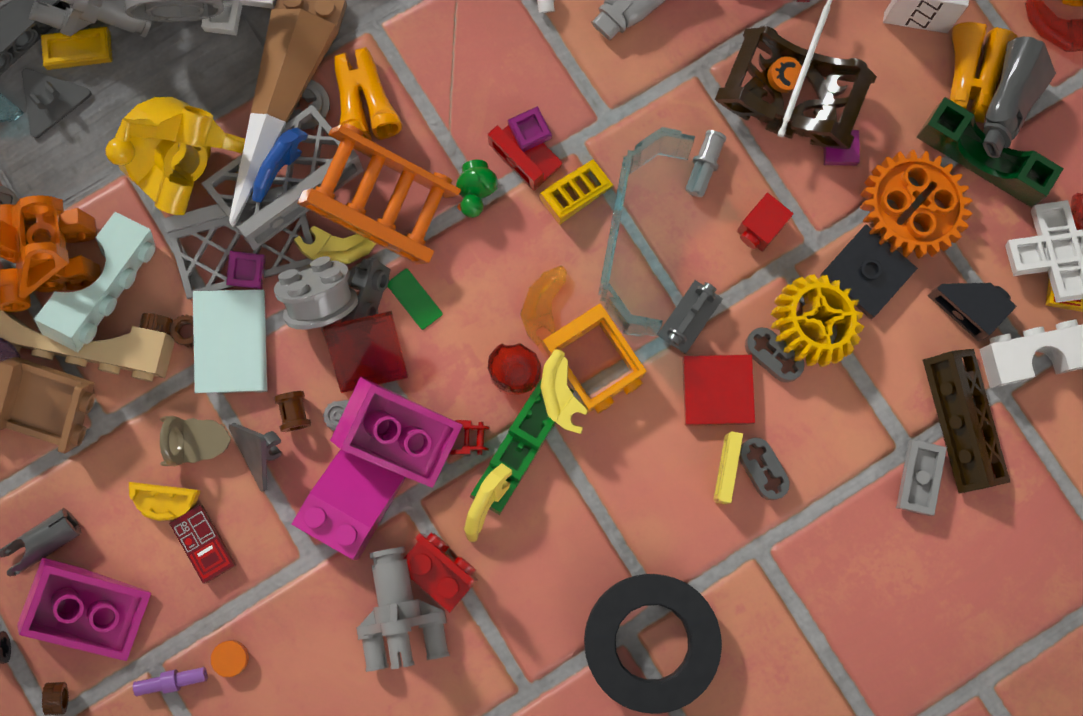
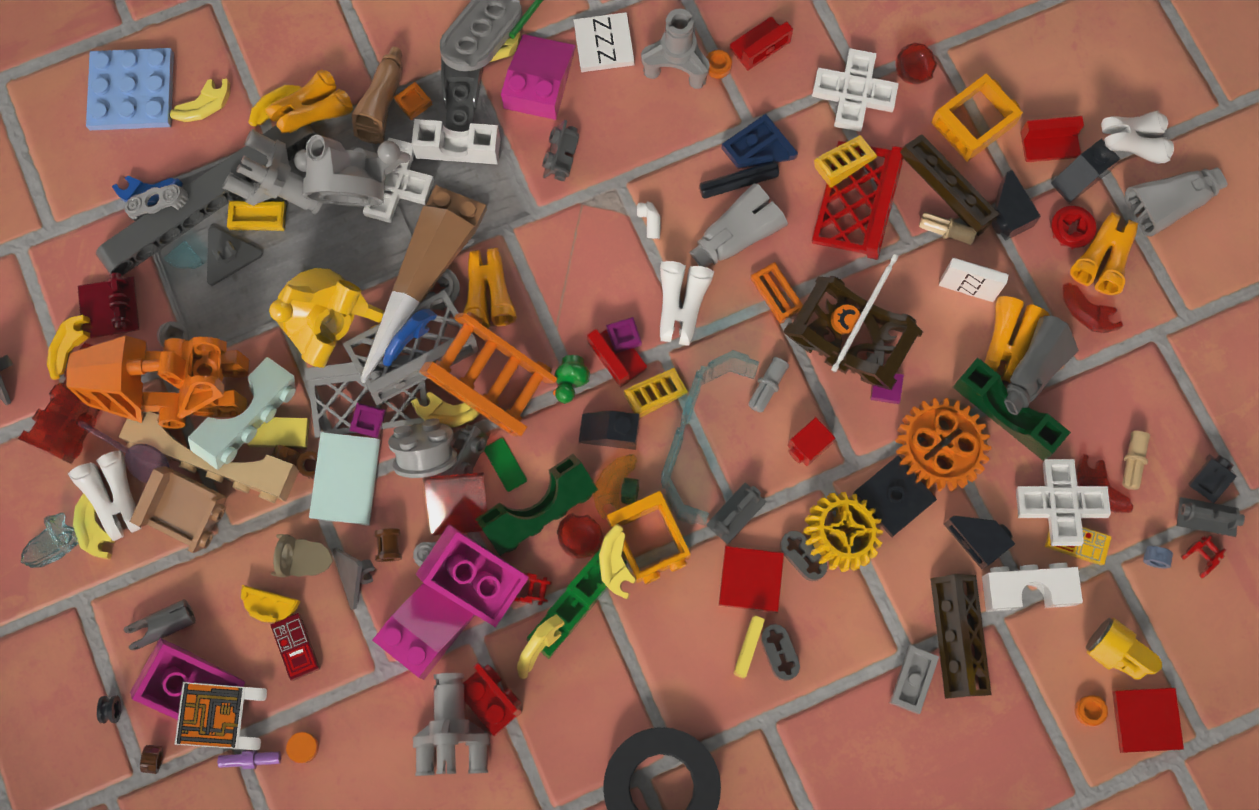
camera: 10 degrees right, 5 degrees down
(119, 638) = (213, 716): none -> flag
(148, 296) = (282, 431): none -> light yellow tile
(491, 314) = (567, 488): none -> dark green arch
(530, 240) = (610, 429): none -> black slope
(564, 308) = (629, 490): none -> clear green axle
(606, 56) = (697, 284): none -> white piece
(690, 64) = (789, 312): none -> orange tile

